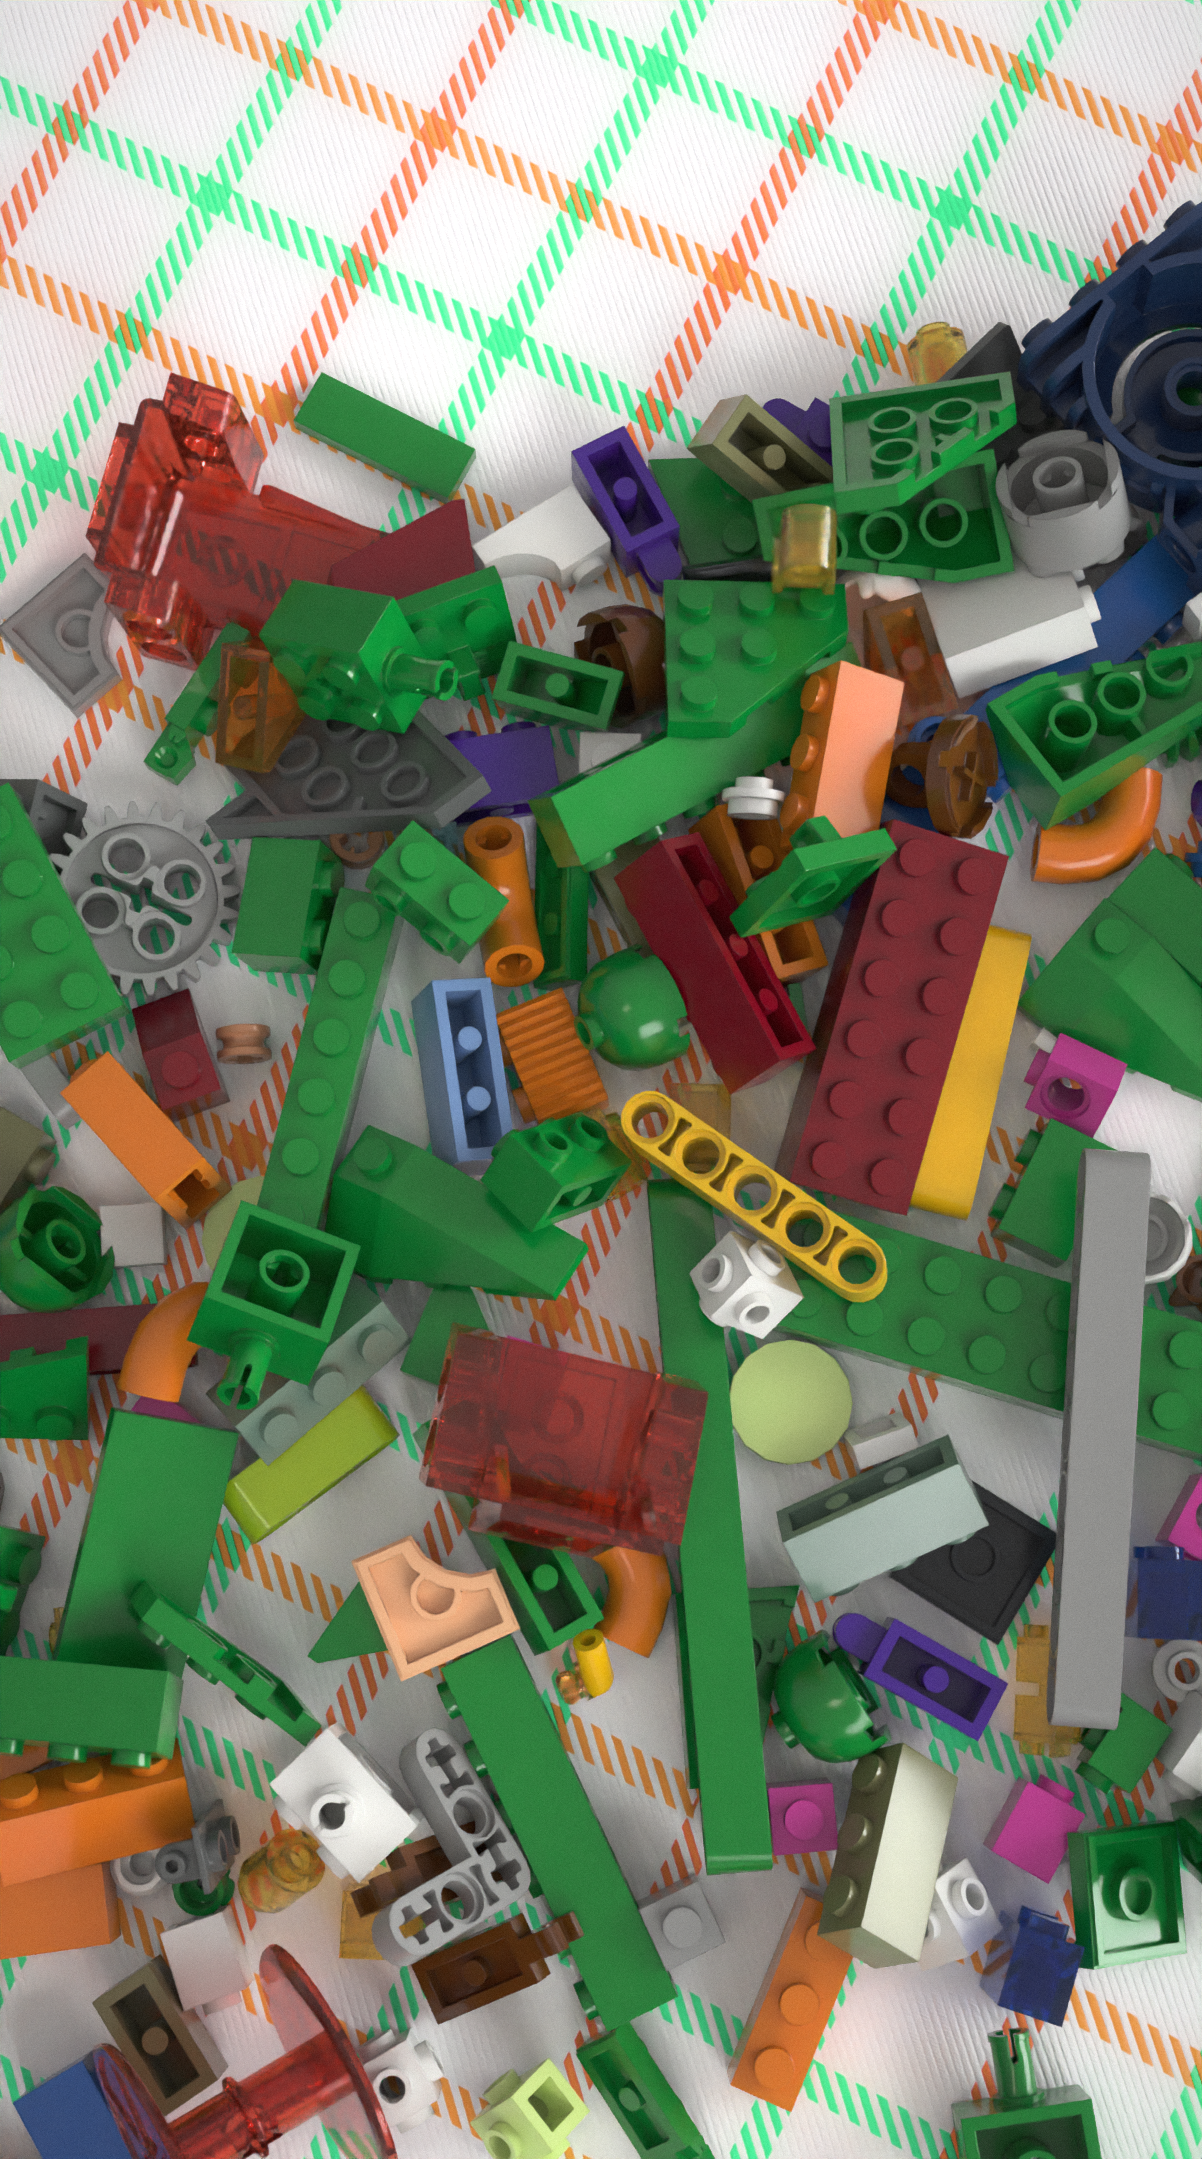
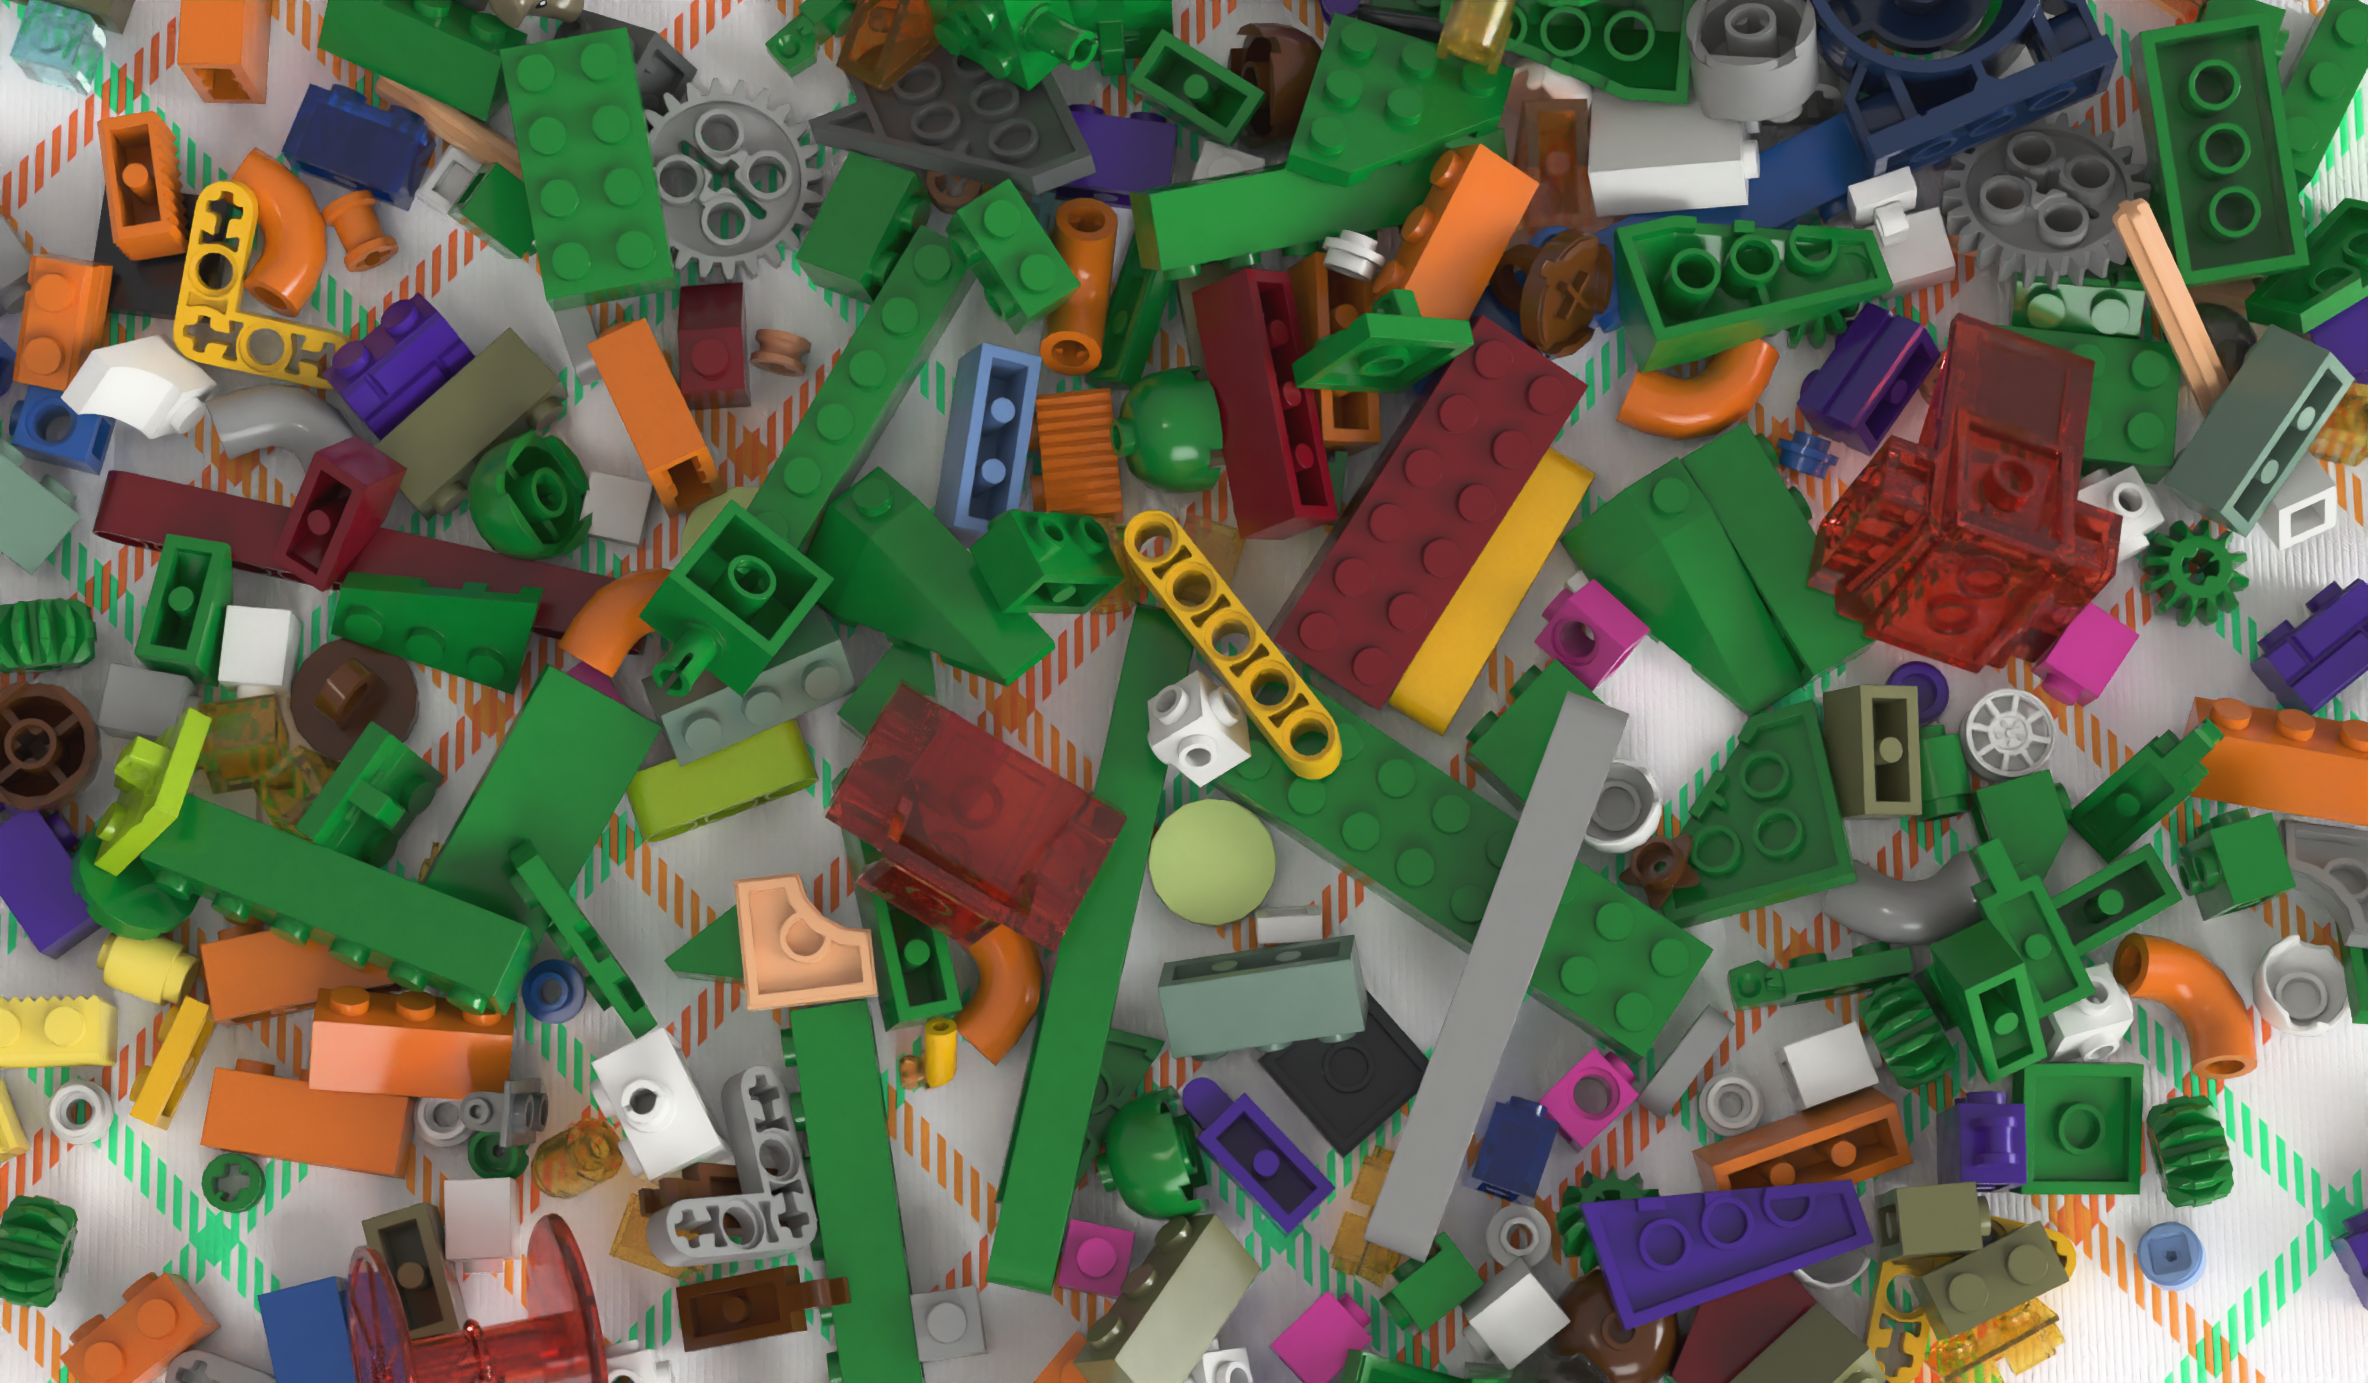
camera: 15 degrees right, 0 degrees up
(228, 1708) = (572, 996): none -> blue plate

